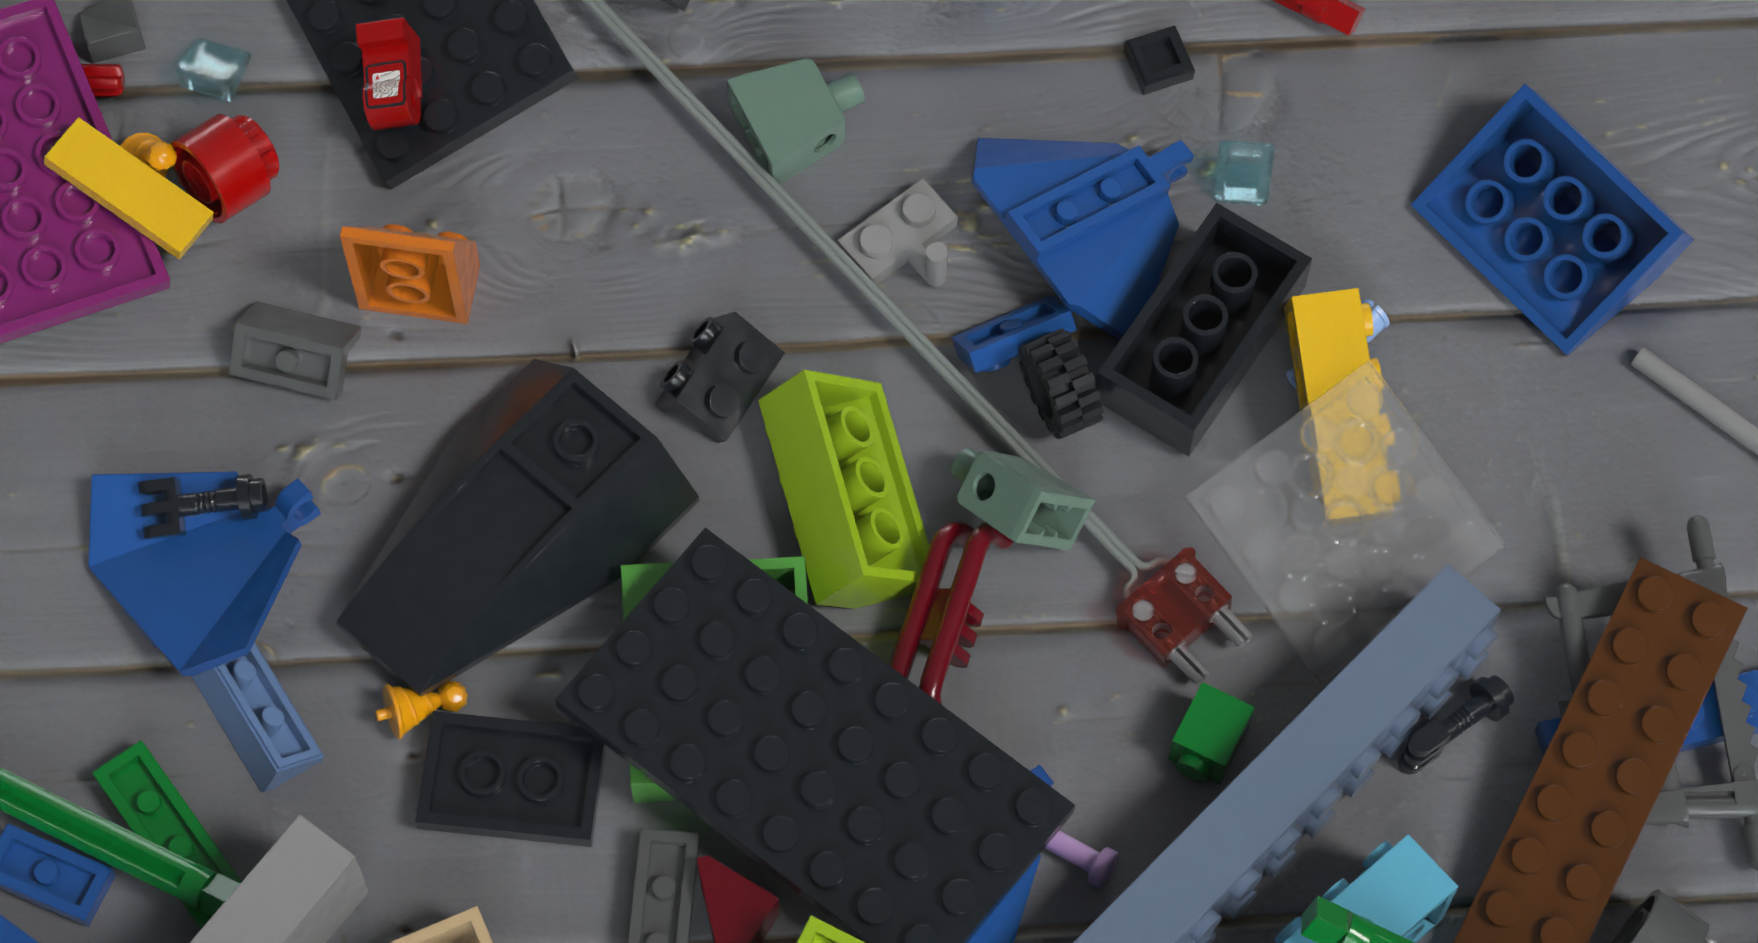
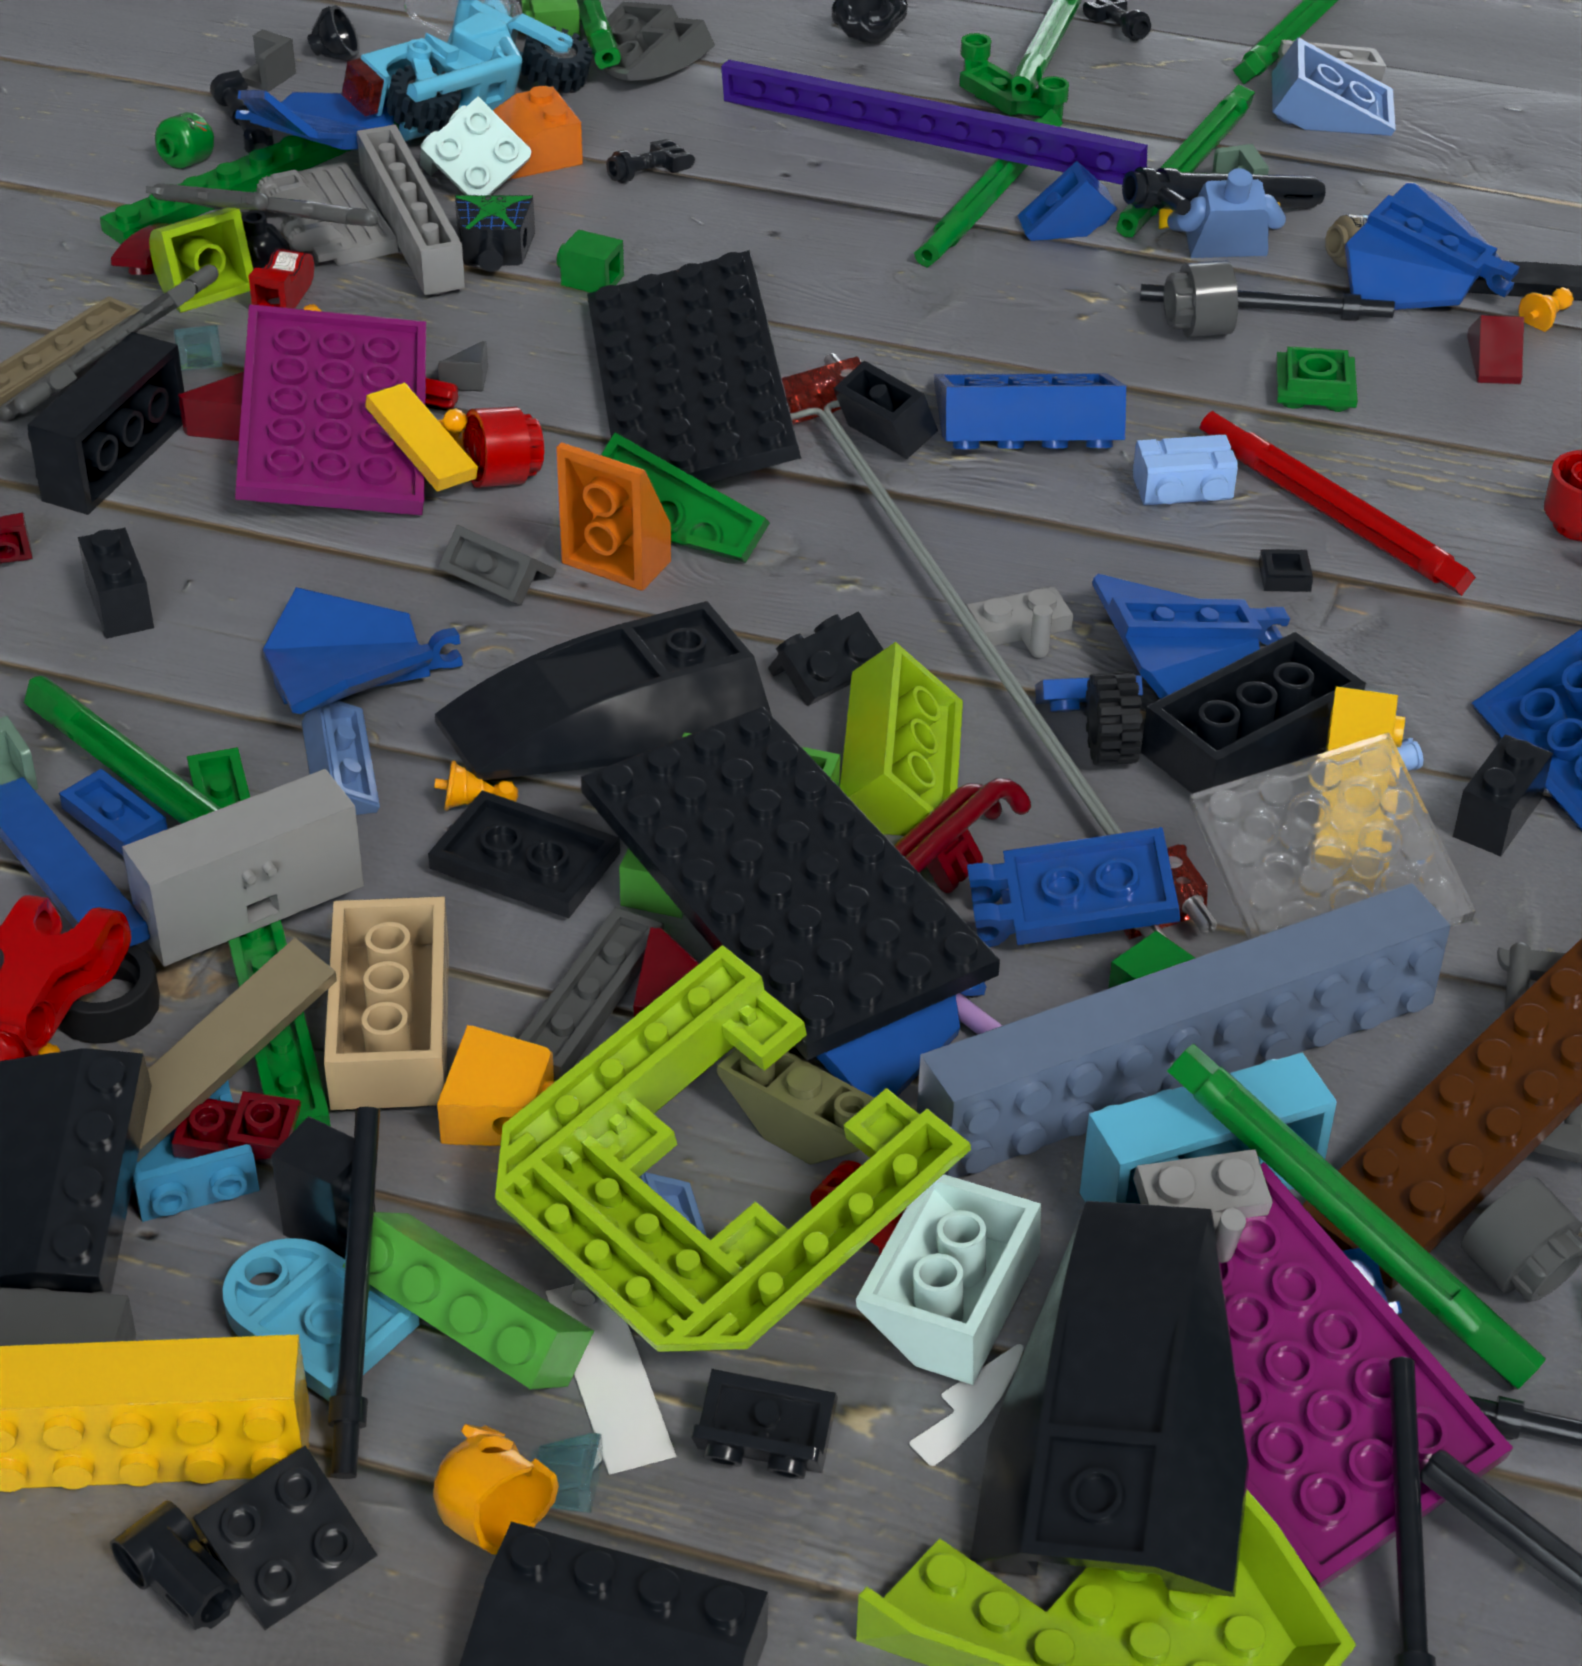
camera: 20 degrees right, 25 degrees down
(213, 69) = (527, 402): clear light blue slope -> none
(248, 496) = (345, 615): black hinge -> none
(390, 73) = (656, 411): red leg -> none
(450, 191) = (697, 512): none -> green wing
(792, 114) = (965, 524): sand green torso -> none
(1020, 498) = (1040, 760): sand green torso -> none
(1105, 644) = (1075, 888): none -> blue tile
(1243, 172) = (1334, 635): clear light blue slope -> none
(1484, 350) = (1502, 795): none -> black brick
(1488, 698) = (1356, 1032): black hinge -> none

